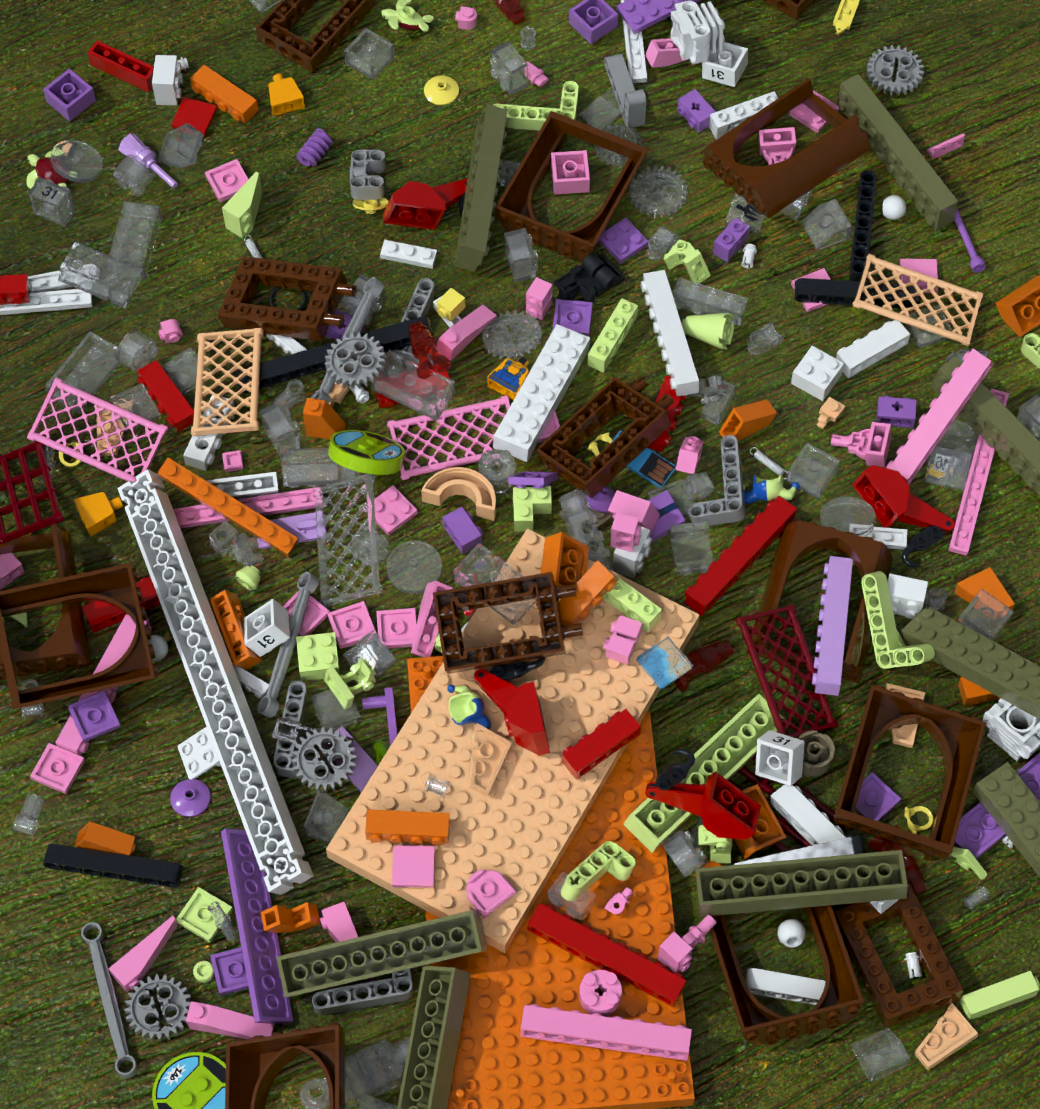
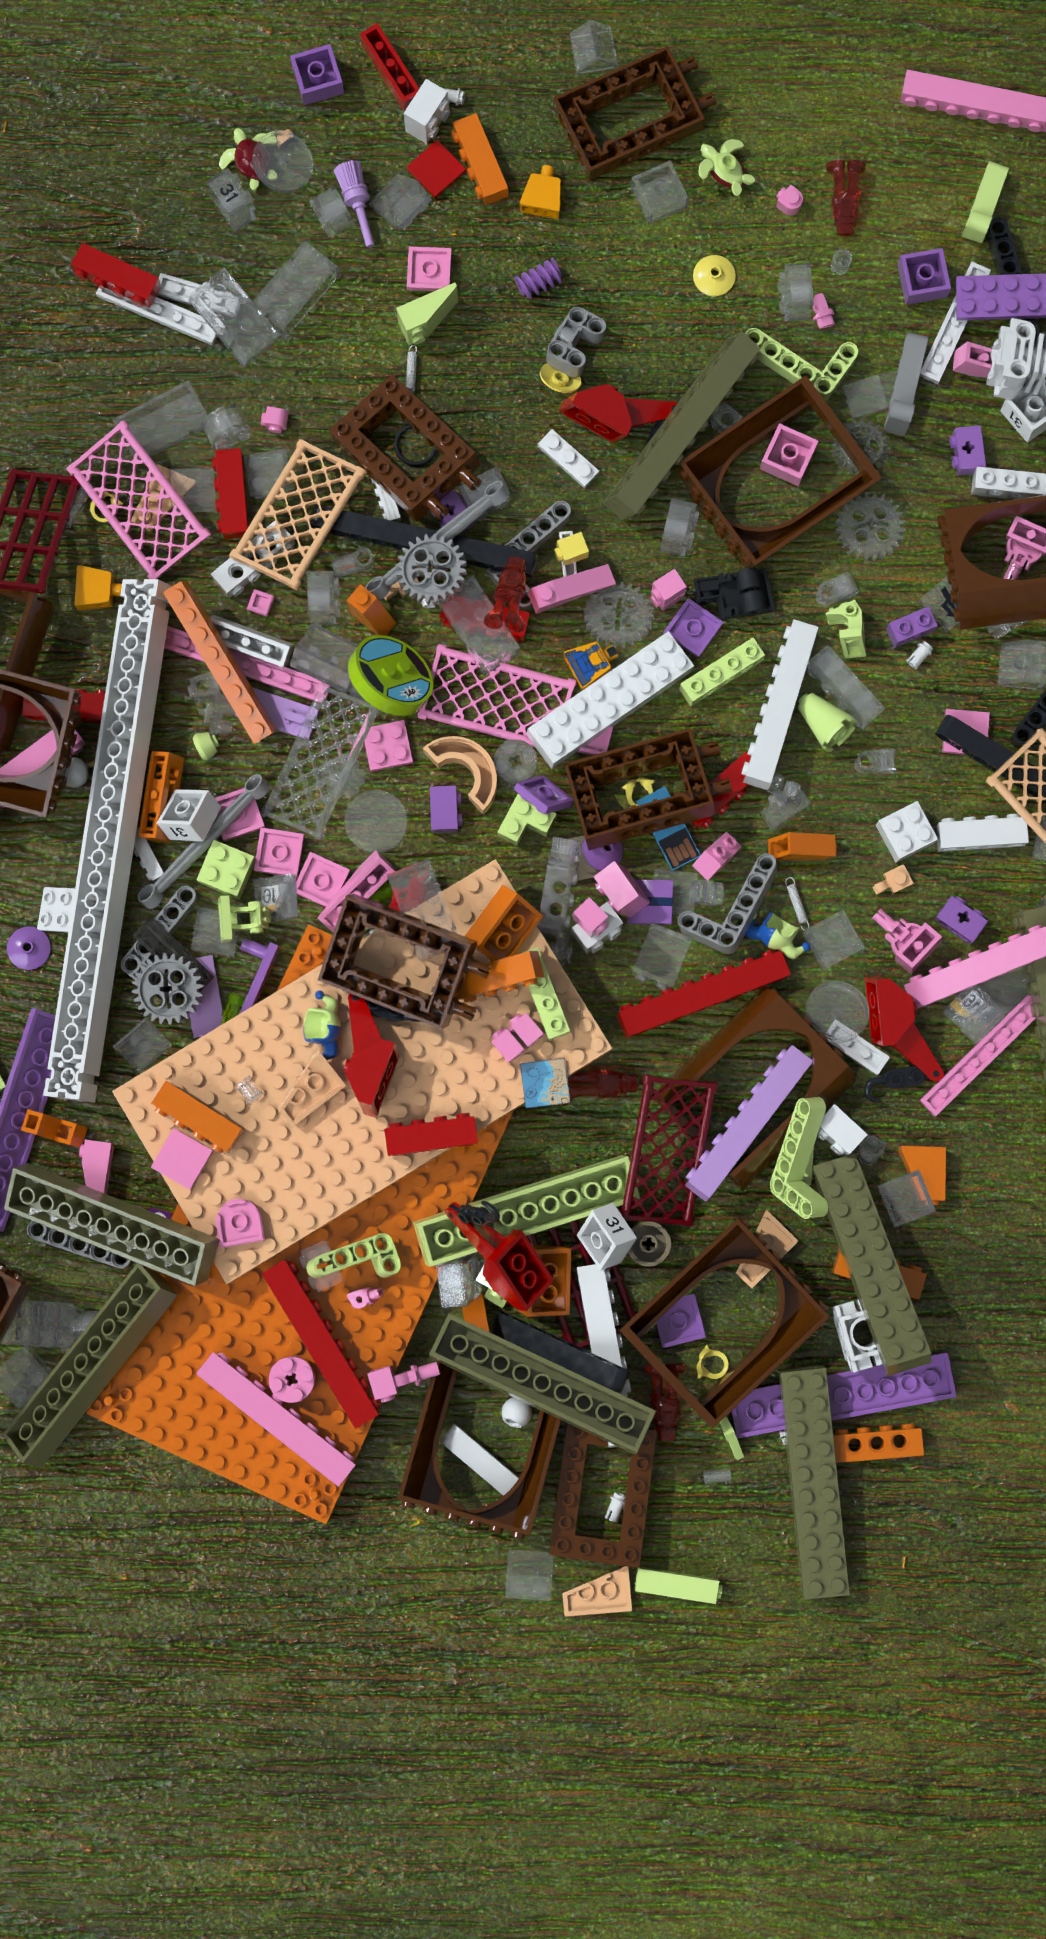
camera: 30 degrees right, 20 degrees up
(623, 240) = (800, 564): medium lavender plate -> none

